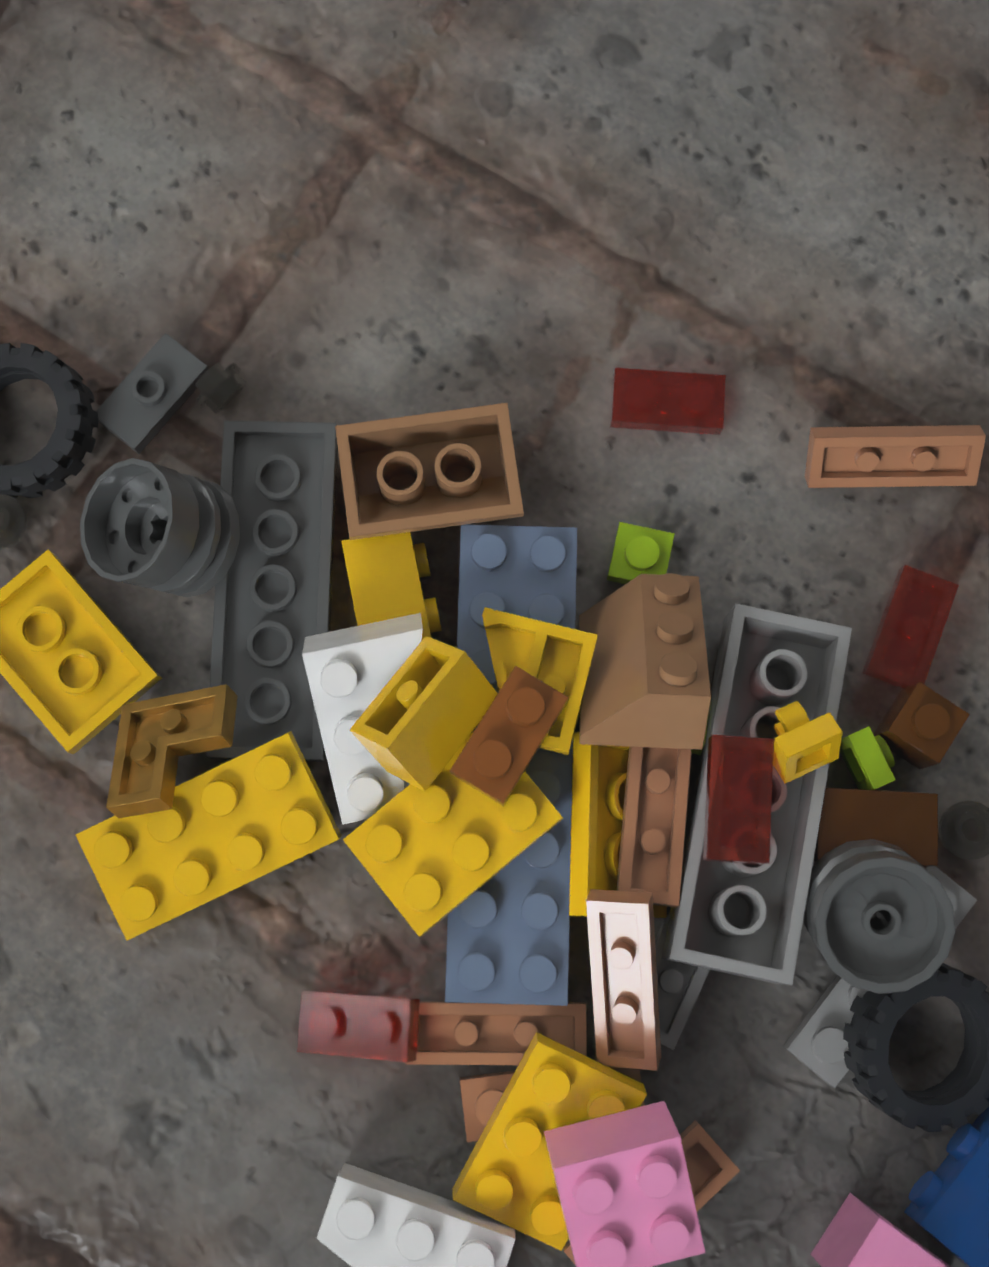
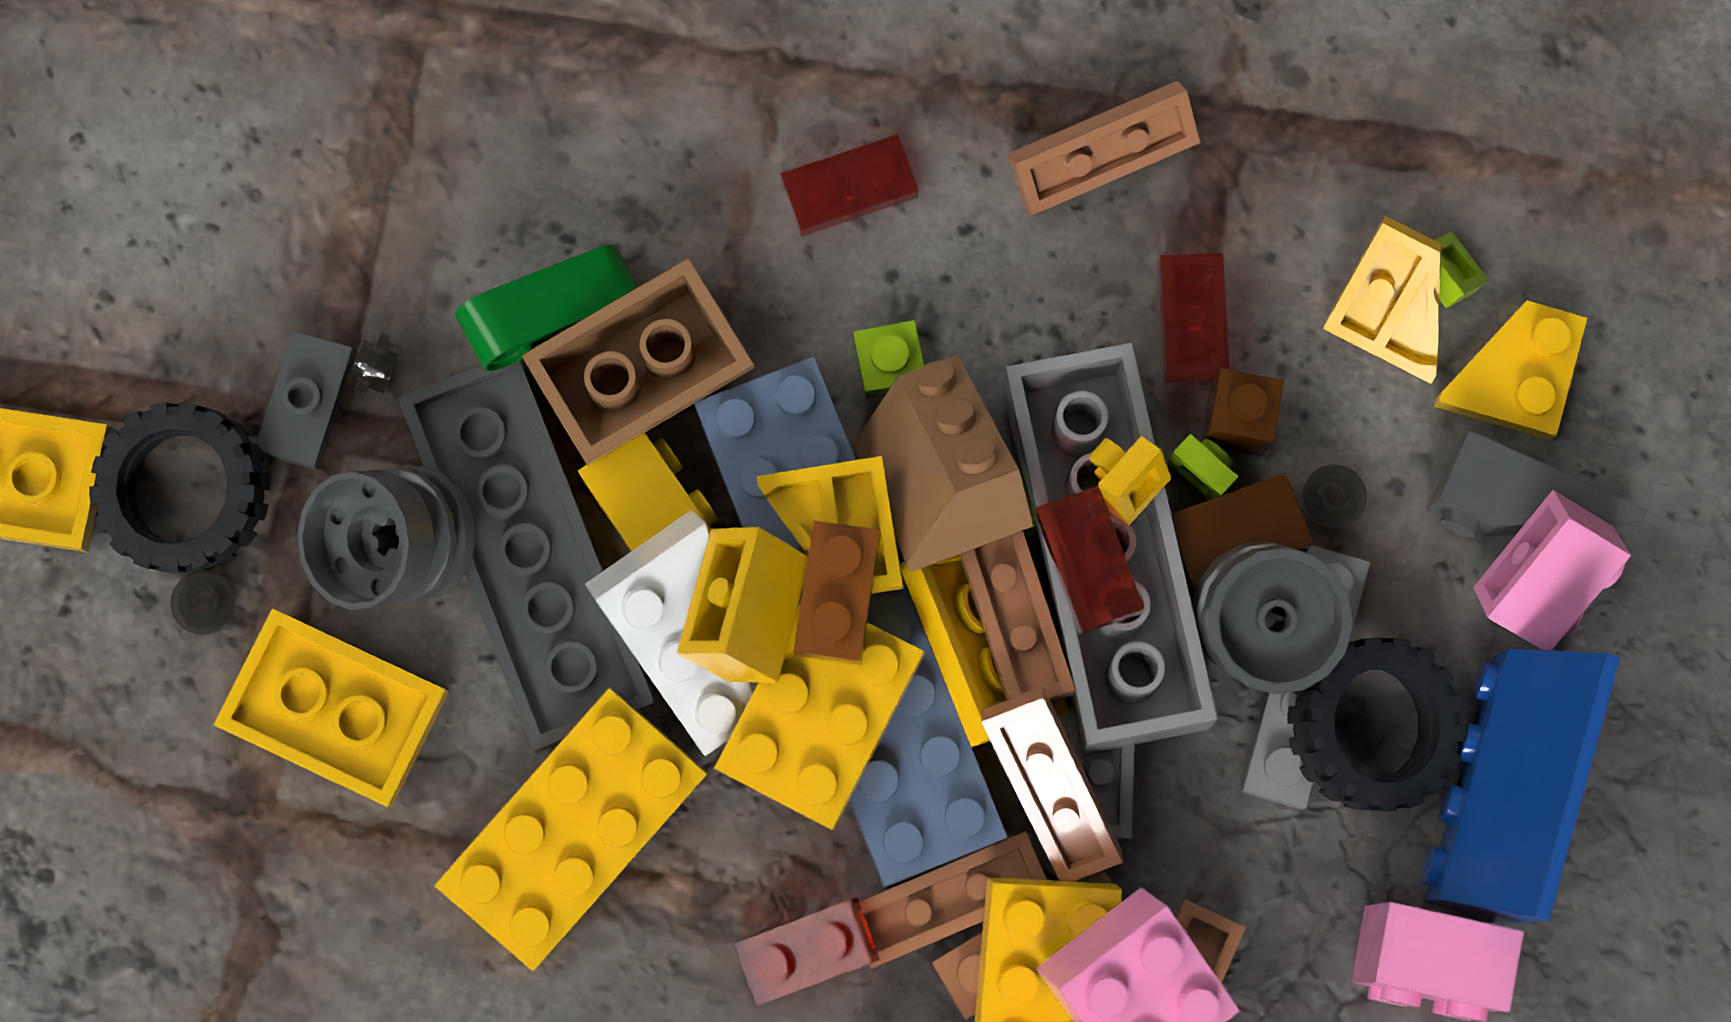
camera: 25 degrees left, 0 degrees up
(154, 737) = (474, 748): pearl gold plate -> none
(370, 391) = (542, 304): none -> green beam

